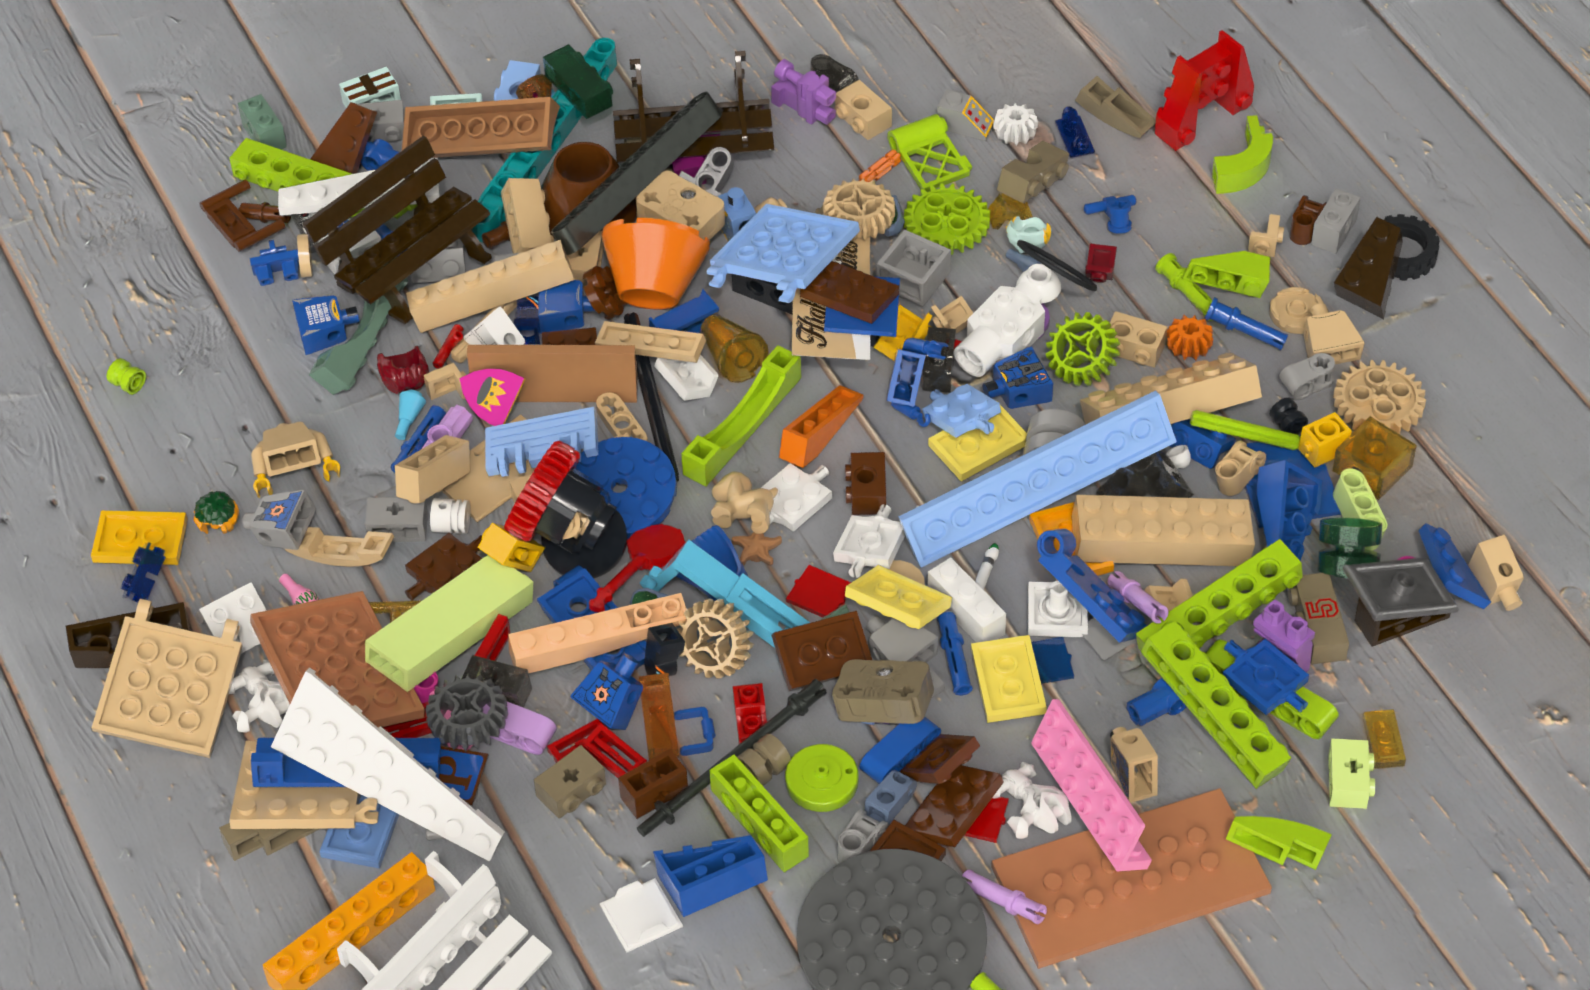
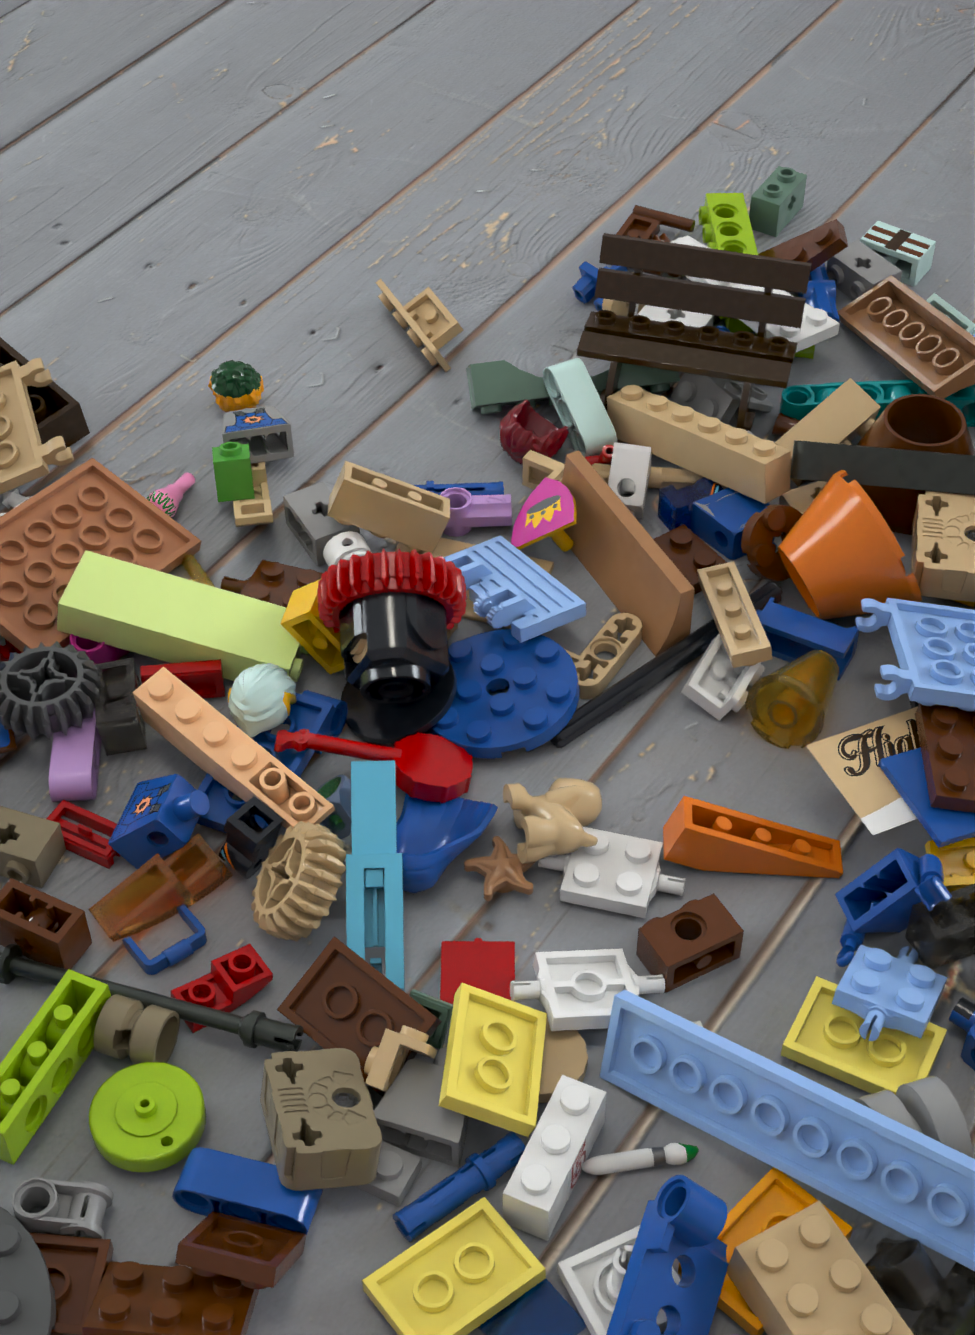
camera: 60 degrees right, 5 degrees down
(123, 531) = (172, 353): yellow plate -> none
(124, 375) = (374, 256): lime wheel -> none
(145, 561) = (134, 362): clear blue hinge -> none
(227, 376) = (428, 322): none -> tan bracket
(234, 606) = (110, 449): white bracket -> none
(289, 449) = (353, 399): tan torso -> none
(318, 544) = (233, 472): none -> bright green brick
(322, 322) = (546, 345): blue torso -> none
(400, 330) = (579, 406): none -> light aqua beam
(410, 405) = (487, 468): medium azure cone -> none
(556, 599) = (261, 698): none -> light aqua hair
(617, 742) = (95, 868): red tile -> none
(710, 453) = (613, 753): lime arch -> none
(867, 642) = (387, 1061): none -> tan bracket
(890, 796) = (150, 1216): sand blue leg -> none

